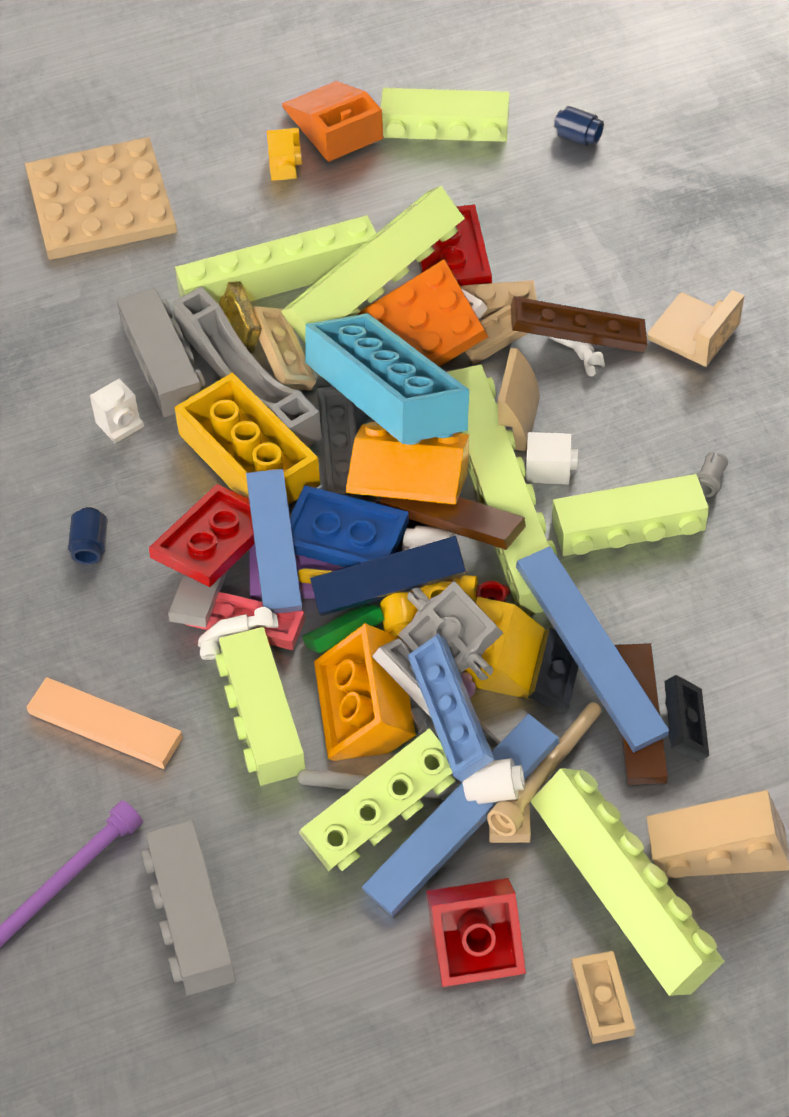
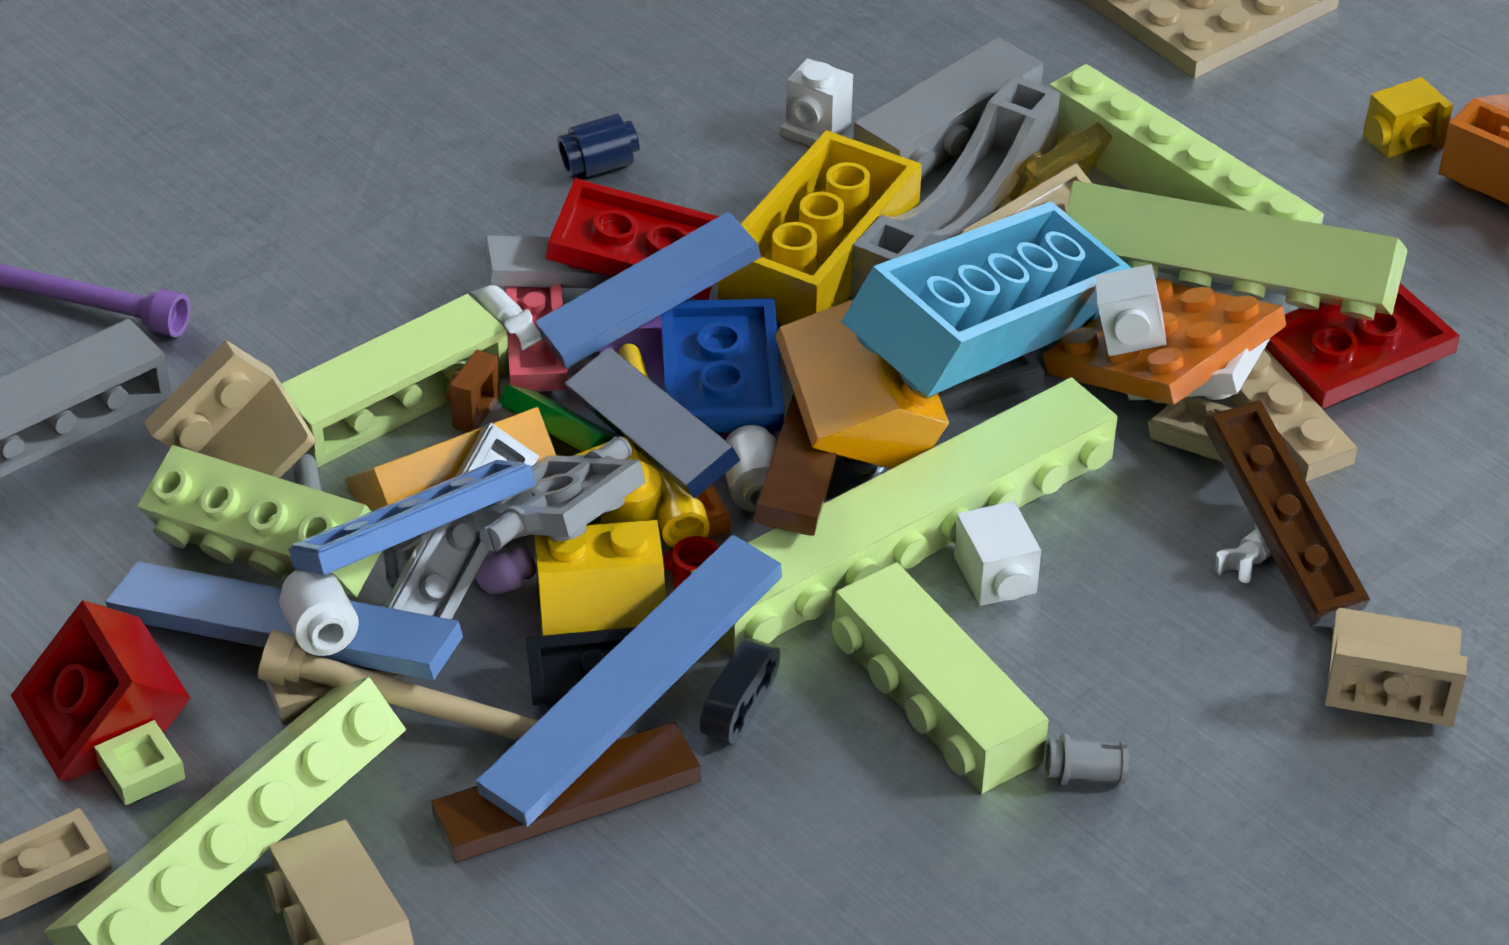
camera: 65 degrees right, 10 degrees down
(105, 722) = (313, 258): light nougat tile -> none
(288, 793) = (234, 414): none -> tan bracket
(294, 665) = (473, 391): none -> dark orange plate
(419, 322) = (1130, 310): none -> white brick
(518, 398) = (1074, 471): tan slope -> none
(540, 922) = (140, 762): none -> yellowish green plate
(608, 609) = (740, 690): none -> black beam
(686, 718) = (570, 841): black plate -> none

